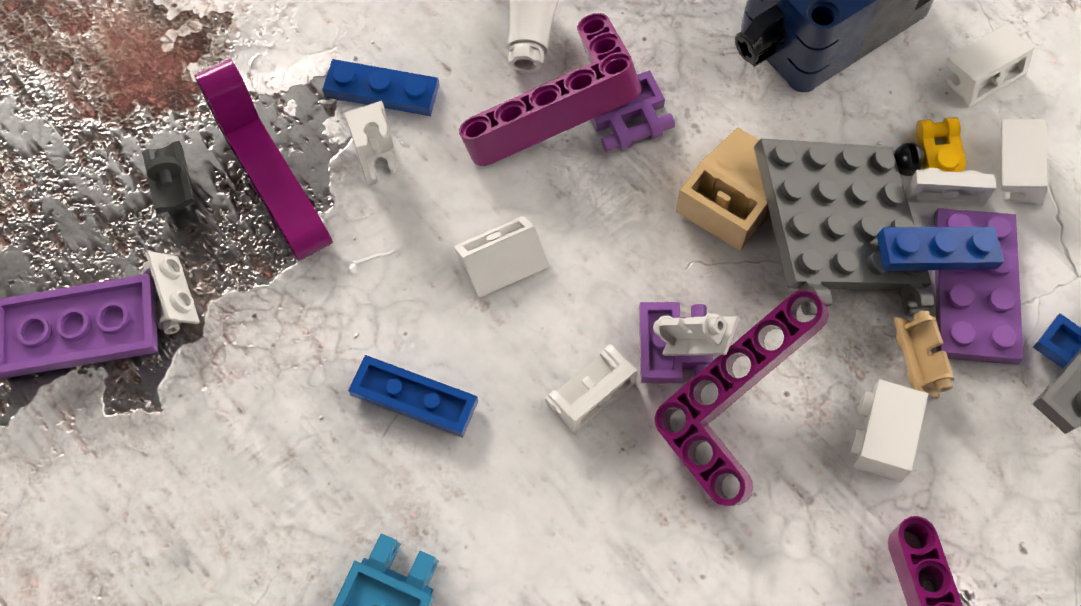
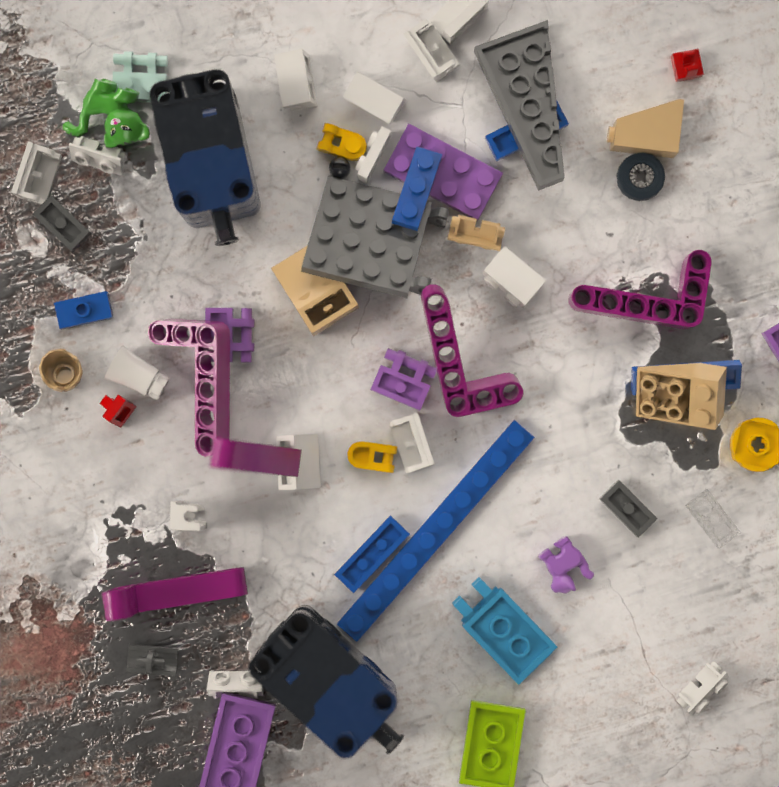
camera: 70 degrees left, 20 degrees up
(202, 390) = (327, 683): none -> piece
(373, 84) = (135, 492): blue plate -> none
(475, 26) = (117, 409): none -> red tile
(480, 154) = (255, 457): none -> magenta beam
(486, 472) = (435, 530): none -> blue plate
(545, 331) = (362, 456): none -> yellow plate
(696, 334) = (413, 368): white hinge -> none

